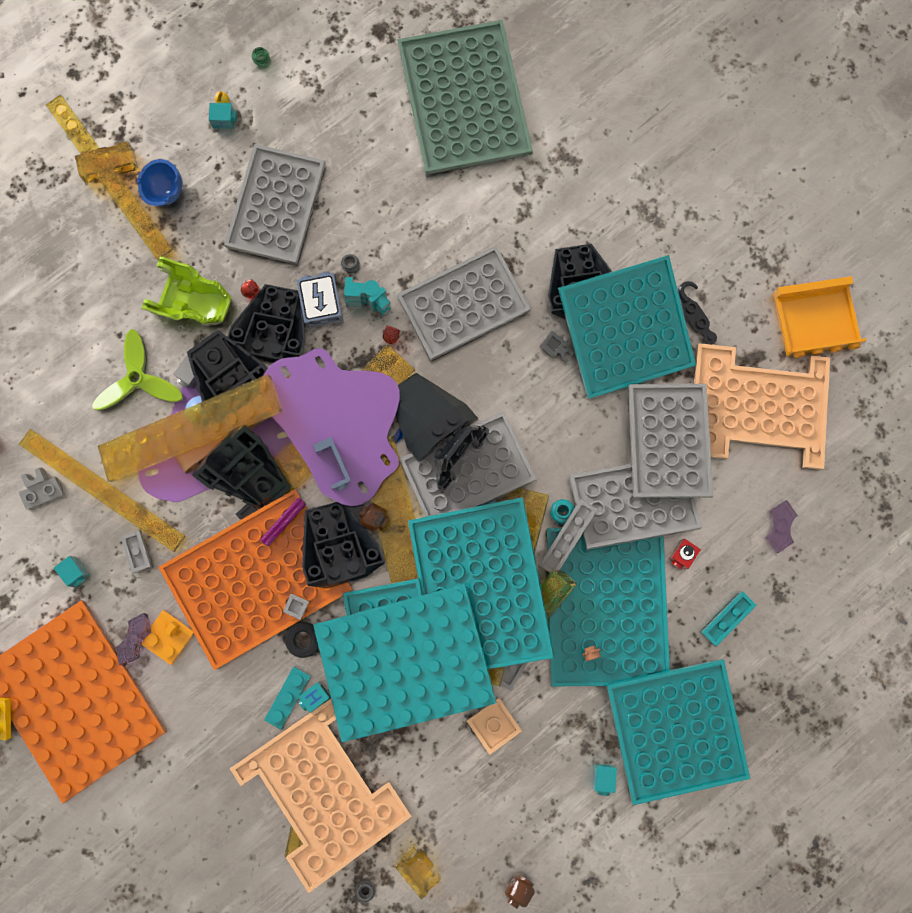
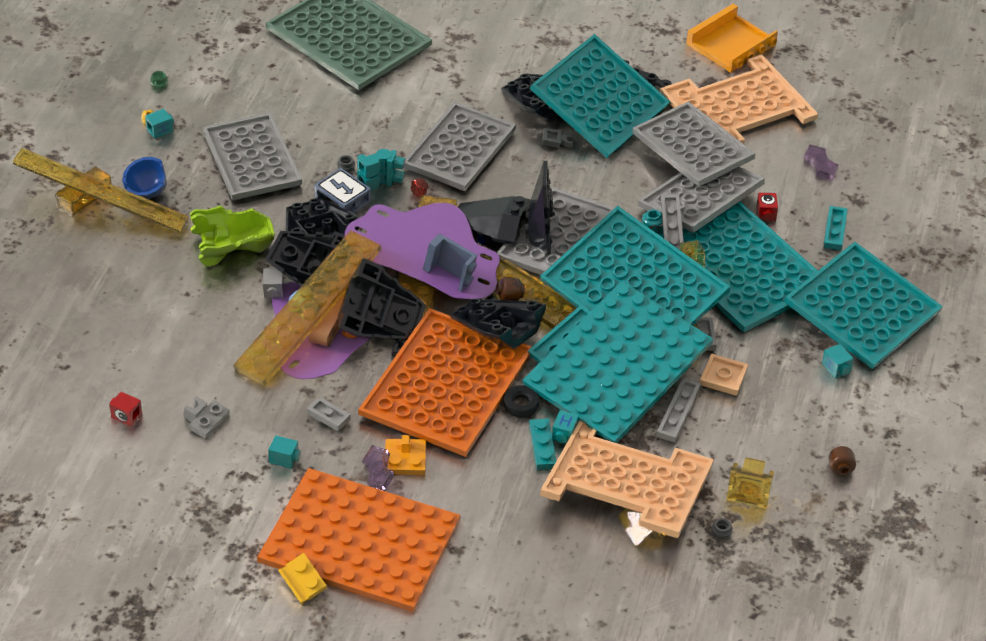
camera: 35 degrees left, 35 degrees down
(102, 490) = (262, 390): clear yellow plate -> none
(135, 363) = (231, 308): lime piece -> none
(249, 288) = (277, 212): clear red plate -> none
(283, 522) = (439, 328): magenta axle -> none
(296, 606) = (498, 373): light grey plate -> none
(424, 740) = (678, 410): none -> light grey plate
(591, 653) = (755, 289): nougat plate -> none

